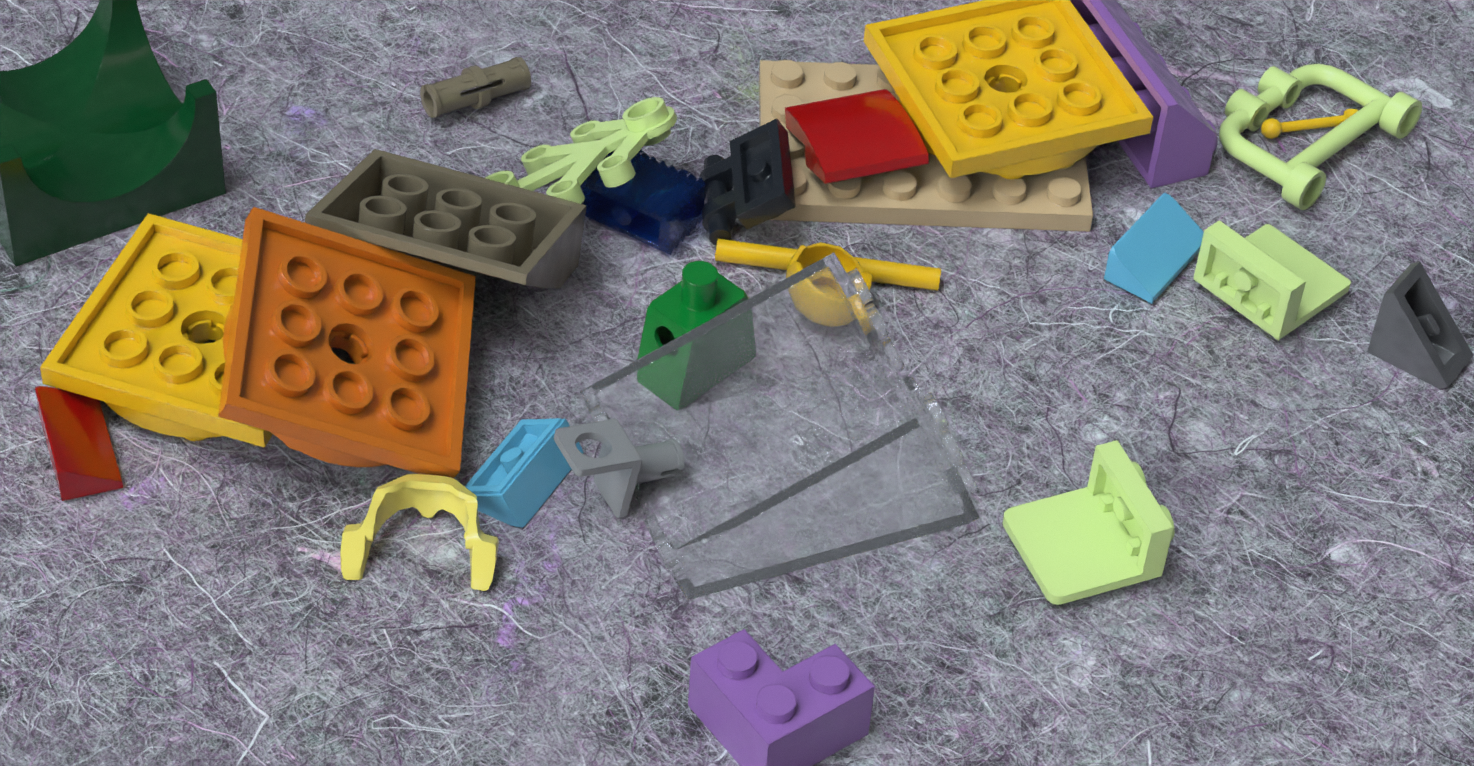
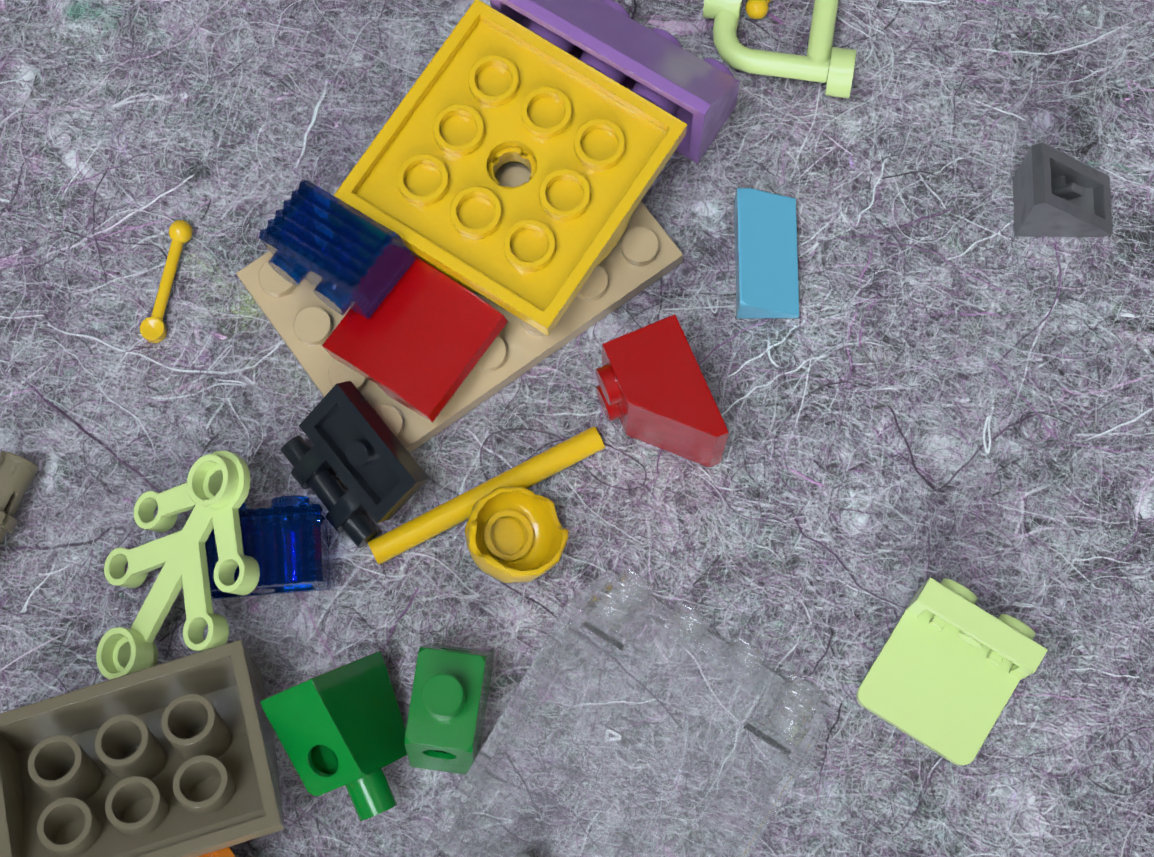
camera: 30 degrees left, 30 degrees up
(606, 292) = (343, 732): none -> green torso
(675, 64) = (152, 327): none -> yellow hinge
(841, 58) = (335, 249): none -> clear blue brick
(1002, 252) = (661, 393): none -> red slope
(1267, 277) = (891, 217): yellowish green bracket -> none

